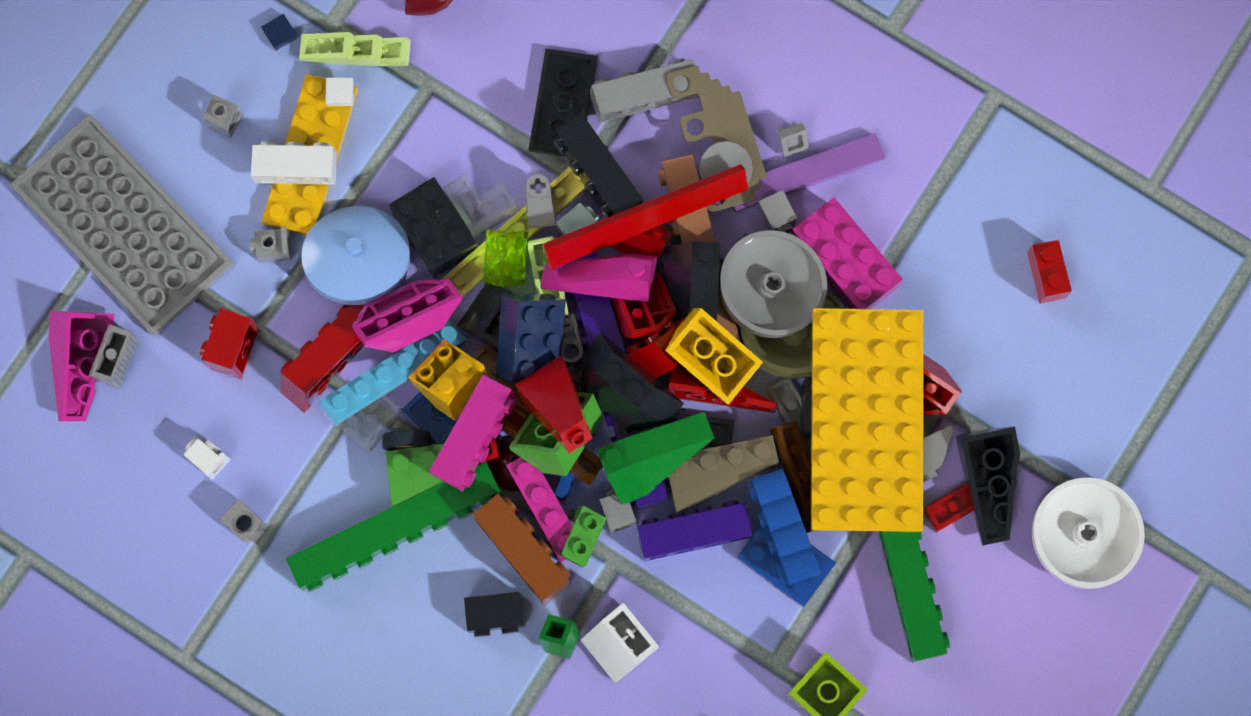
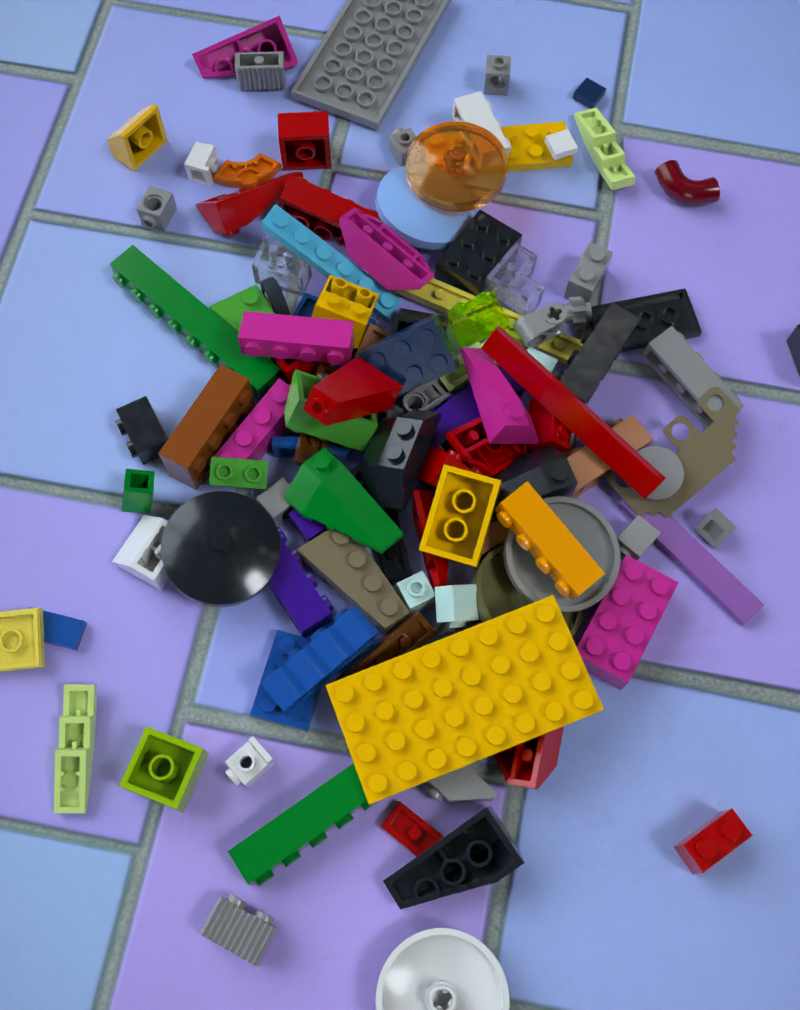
camera: 65 degrees right, 10 degrees down
(145, 513) = (138, 137): none -> yellow slope
(232, 416) = (246, 173): none -> orange tile
(276, 436) = (233, 210): none -> red wedge
(336, 207) = (456, 166): none -> clear orange dish
(496, 132) = (588, 272): none -> light grey brick
(533, 161) = (577, 312): none -> light grey gear
(652, 577) = (220, 549): none -> black dish
(753, 423) = (416, 592): none -> light aqua brick
(763, 291) = (548, 541): none -> light orange brick
(782, 392) = (456, 604): none -> light aqua brick
(837, 613) = (260, 763): none -> white brick
(977, 674) = (239, 929): none -> light grey brick

